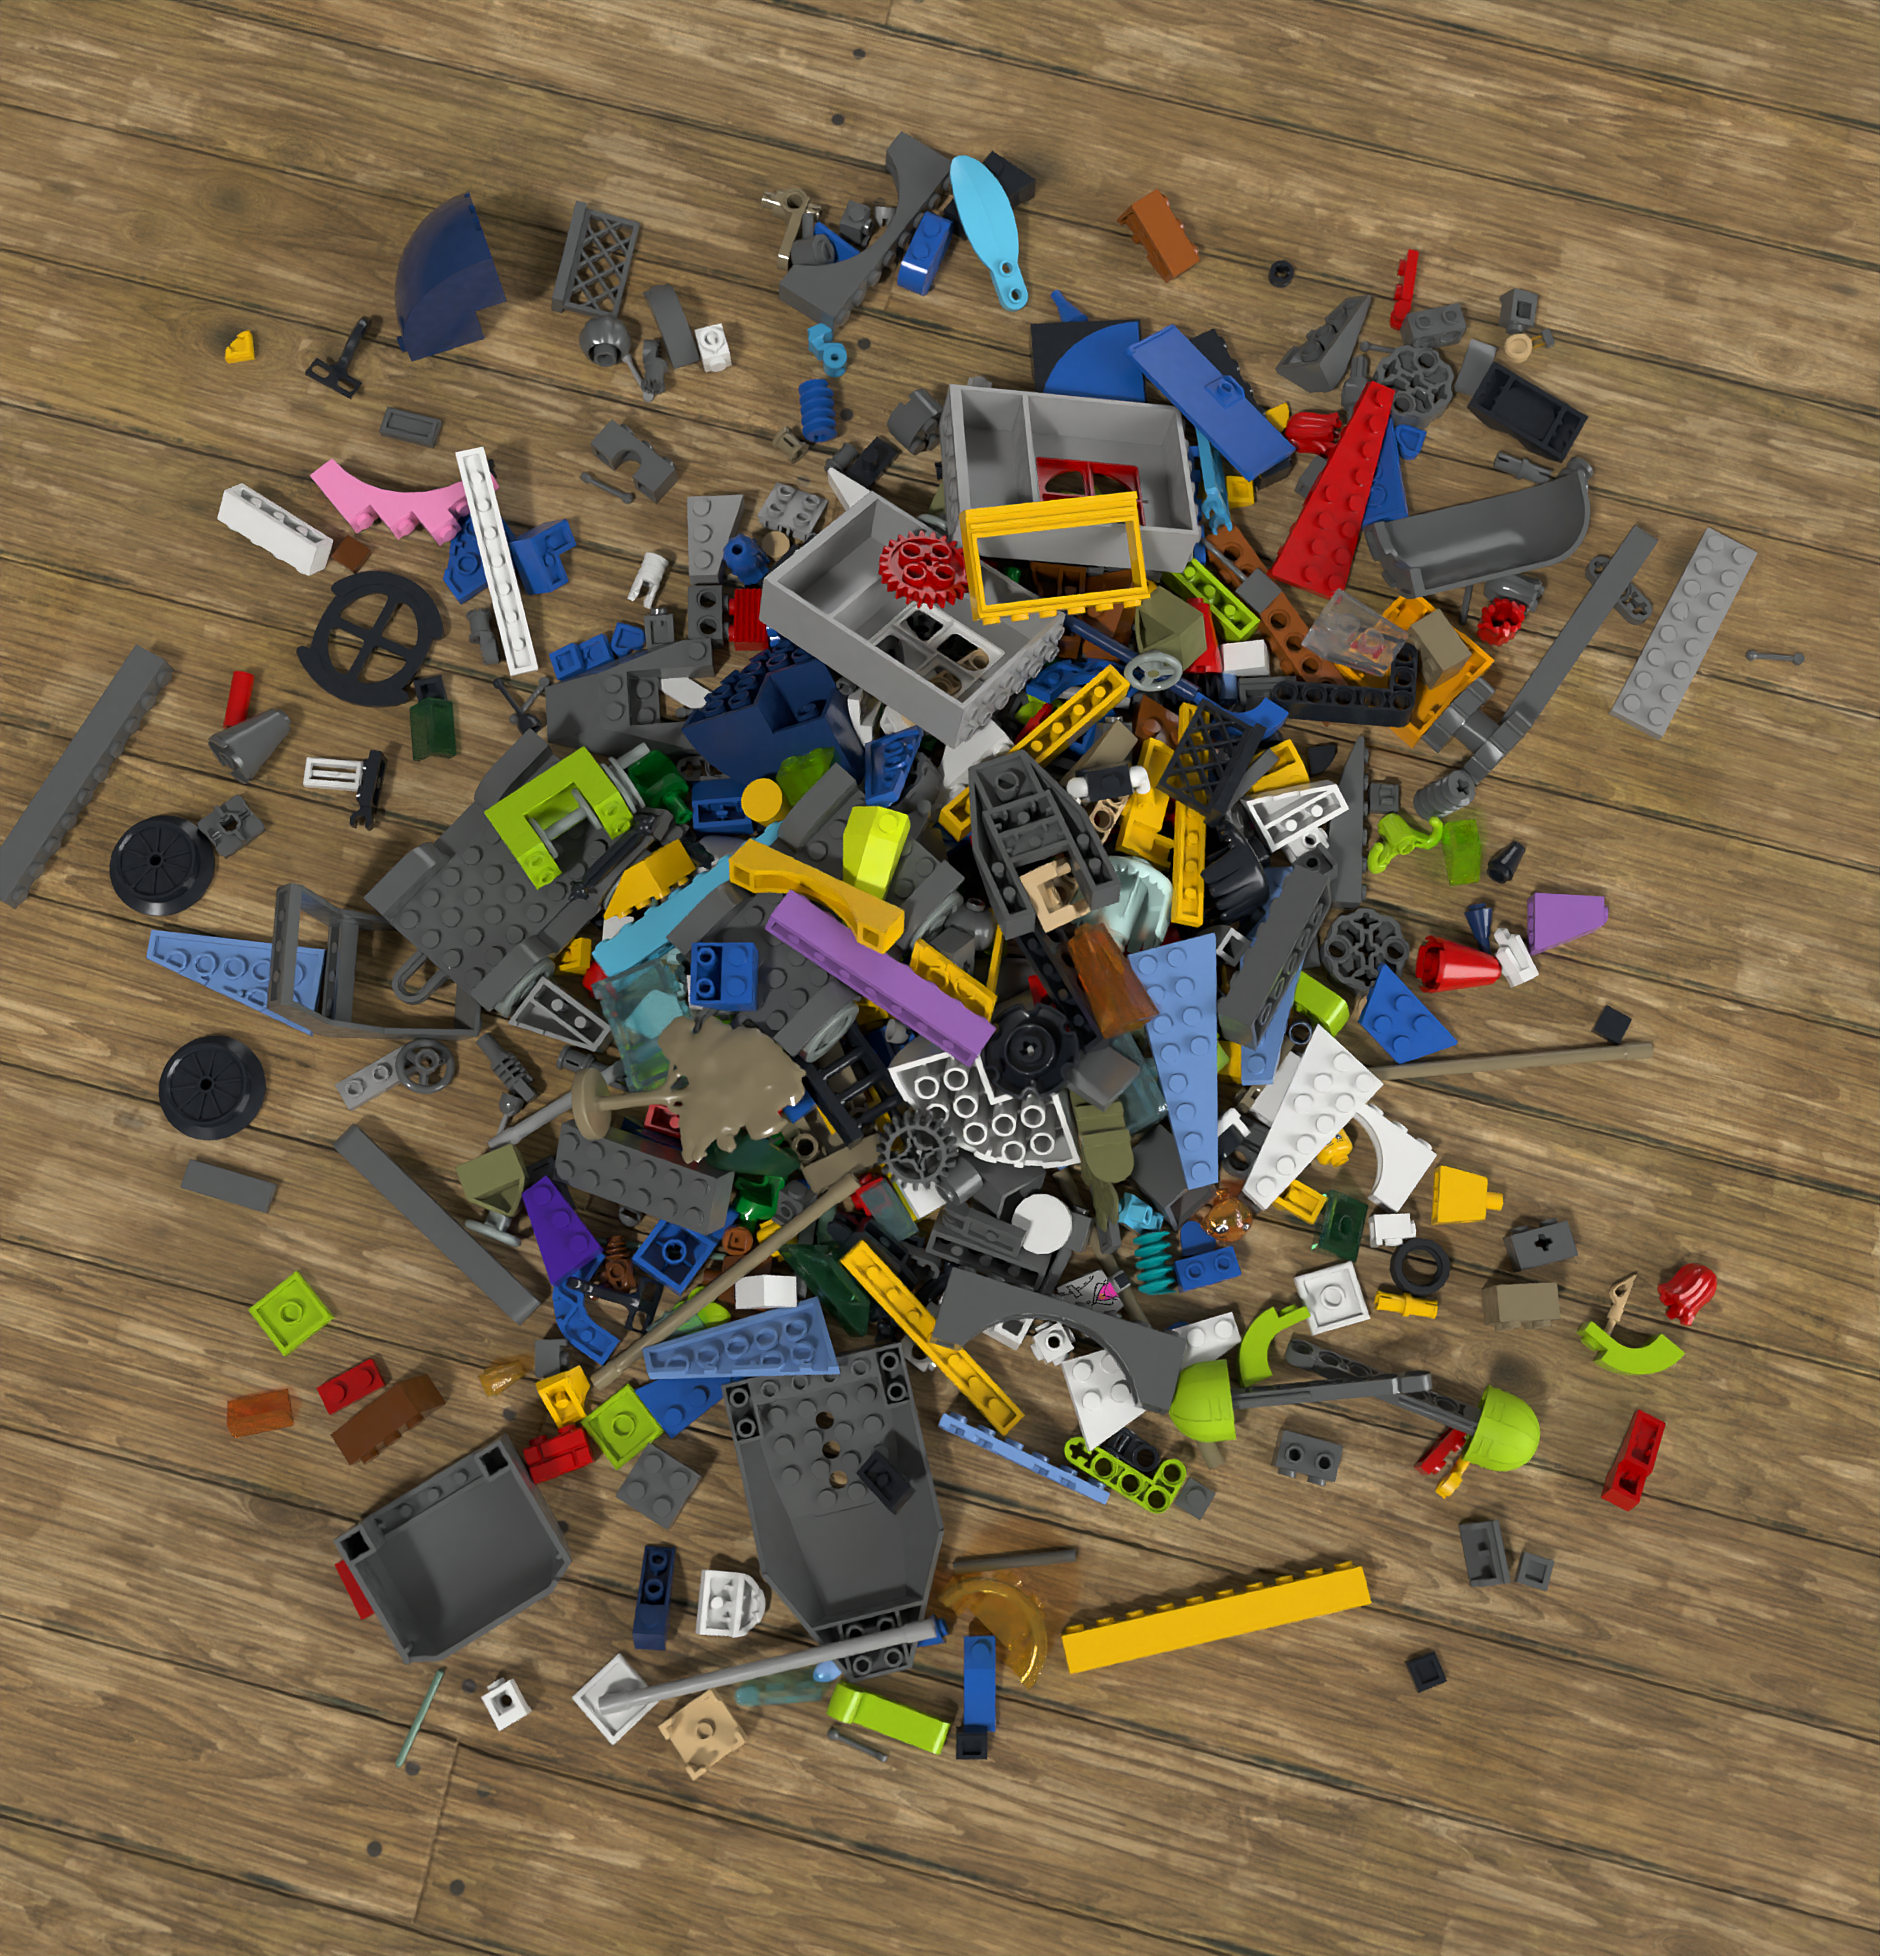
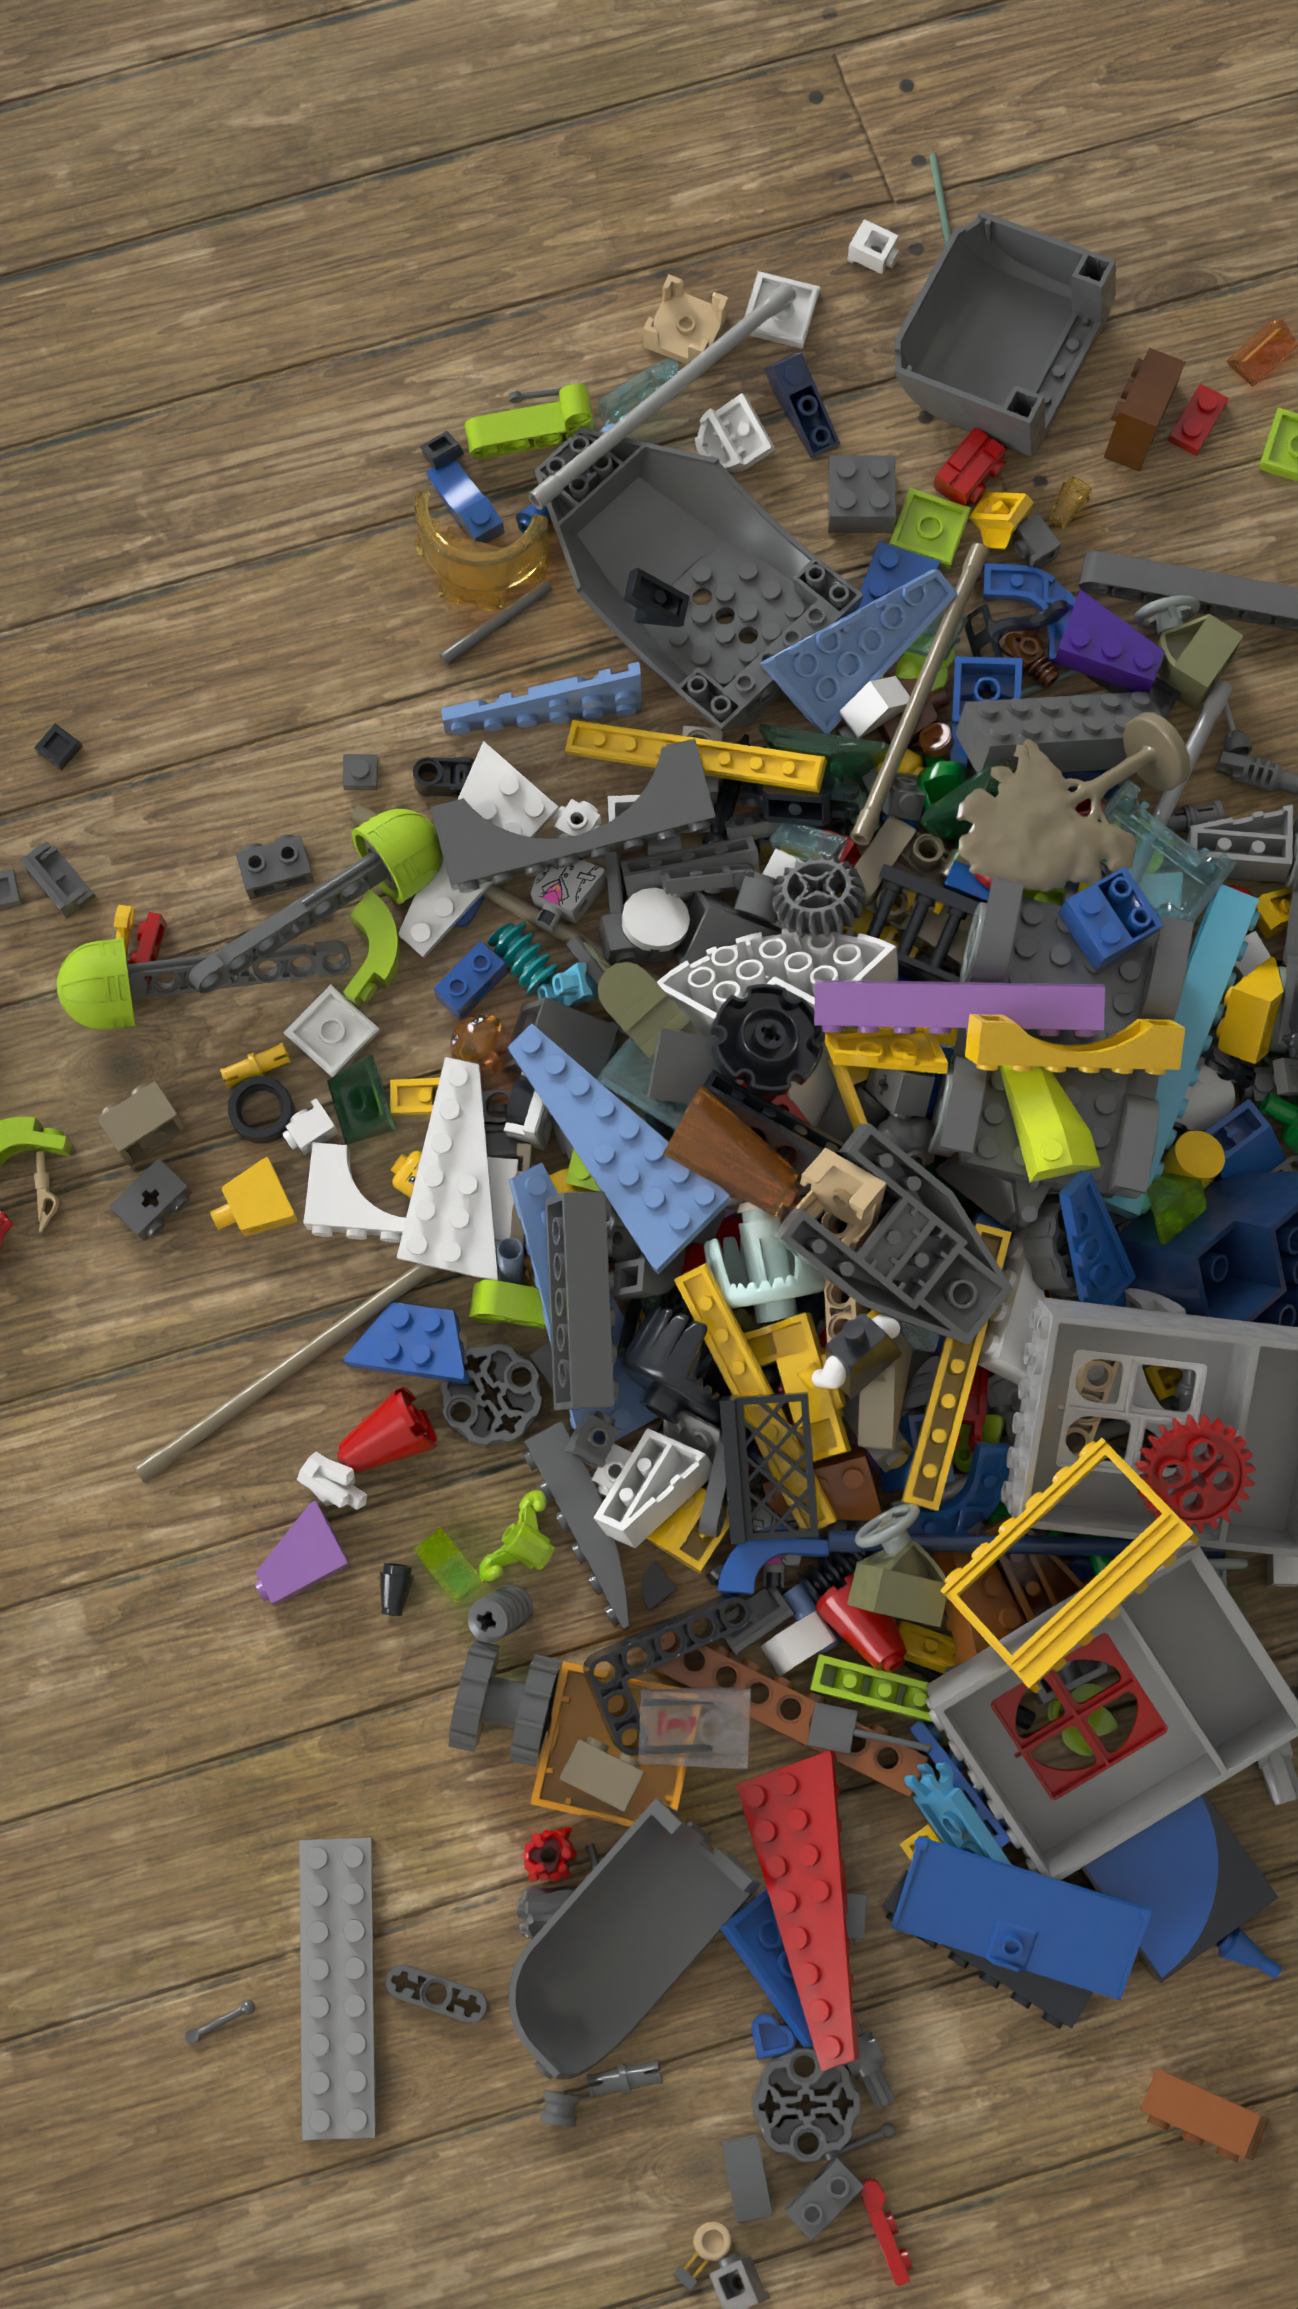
camera: 155 degrees right, 0 degrees up
(1120, 1469) = (446, 738): lime beam -> none
(1195, 1240) = (498, 1003): blue tile -> none
(1214, 1618) = (280, 677): yellow brick -> none
(1278, 416) = (934, 1967): yellow tile -> none
(1282, 266) = (1035, 2153): black bush -> none
(1313, 432) = (884, 1970): red piece -> none
(1326, 353) = (928, 2085): dark grey wedge -> none
(1383, 798) = (564, 1583): dark grey tile -> none
(1479, 920) = (390, 1506): dark blue cone -> none
(1526, 413) = (656, 2153): black slope -> none
(1582, 625) = (455, 1911): dark grey beam -> none
(1611, 1025) = (192, 1478): black tile -> none

